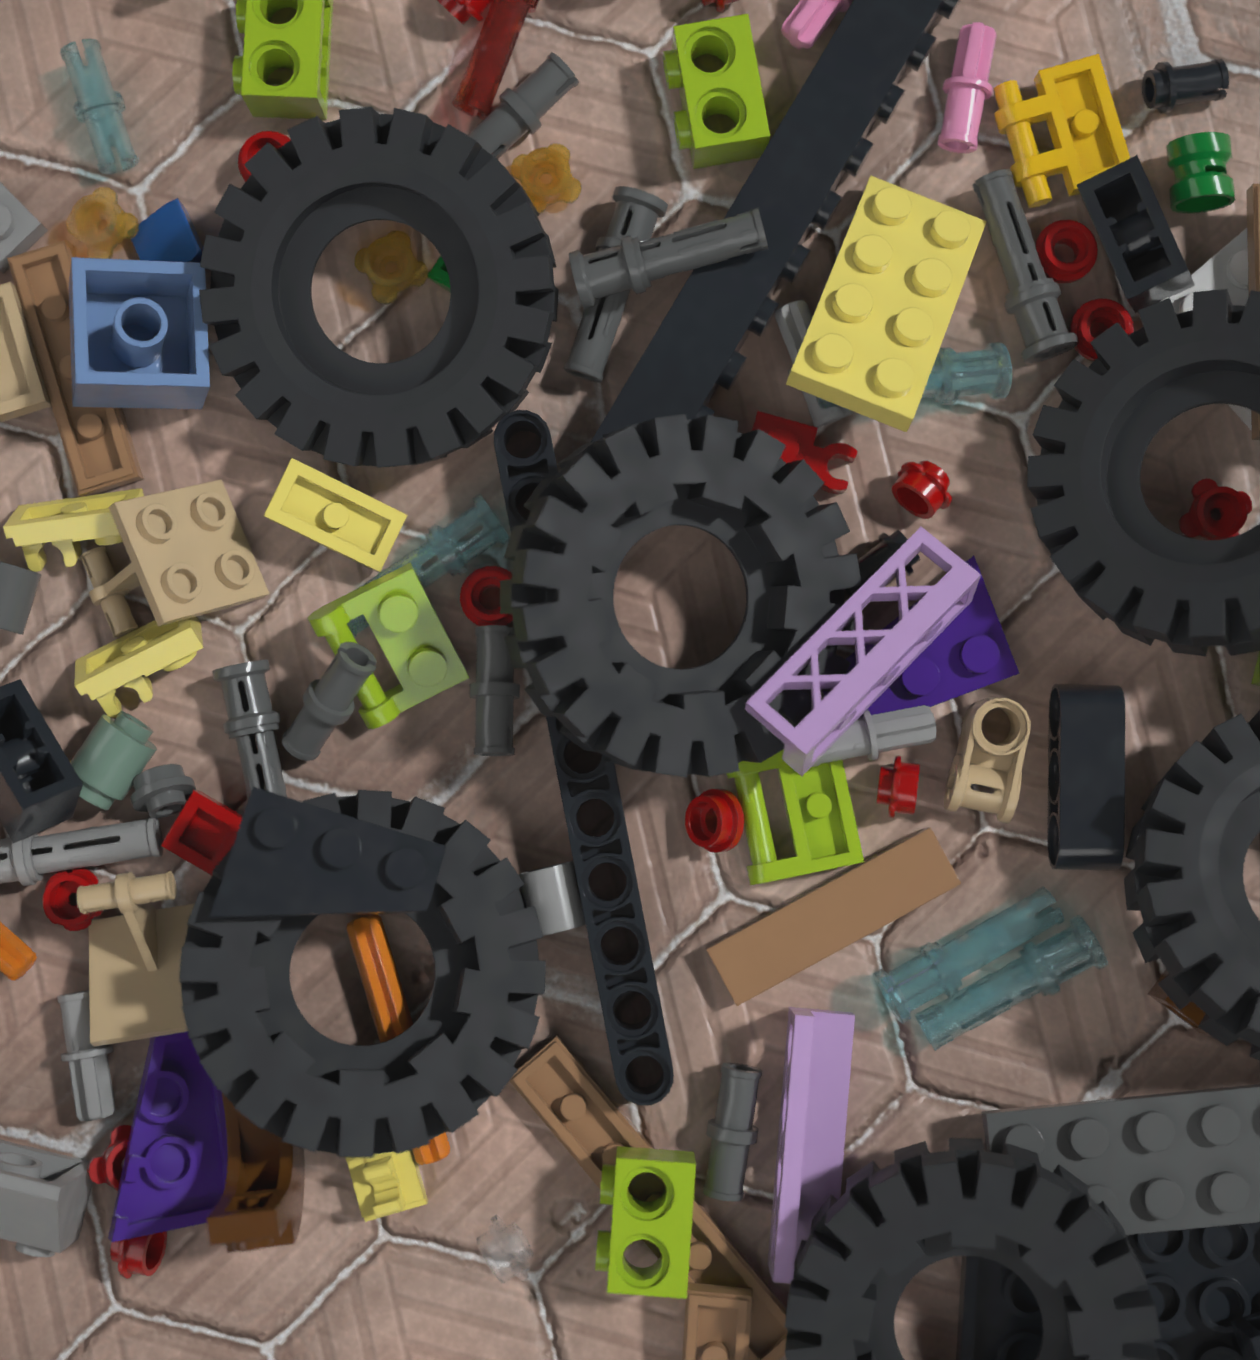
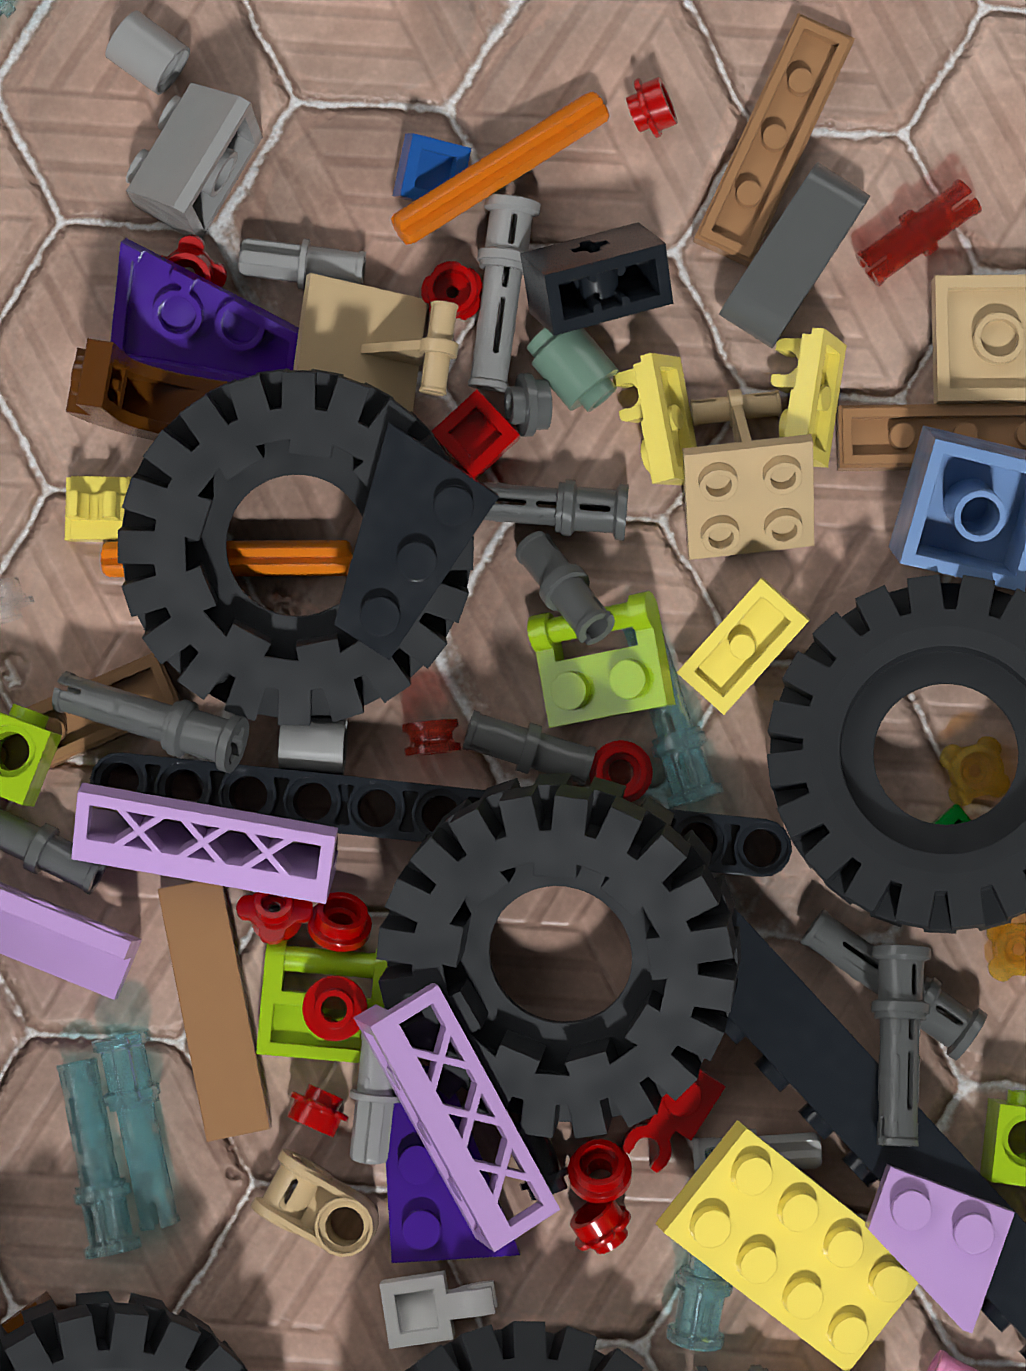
camera: 105 degrees right, 0 degrees up
(139, 1254) = (102, 259): red plate -> none
(512, 787) = (431, 737): none -> clear red bush
(574, 1034) = (177, 726): none -> dark grey pin
(688, 970) = (204, 853): none -> lavender fence
(738, 881) = (274, 926): none -> red plate
(780, 811) = (313, 1003): none -> red plate
(837, 164) = (941, 1239): none -> lavender wing
(857, 504) = (599, 1155): none -> red plate
(1052, 630) = (423, 1308): none -> white plate
(1086, 777) = (271, 1296): black beam -> none

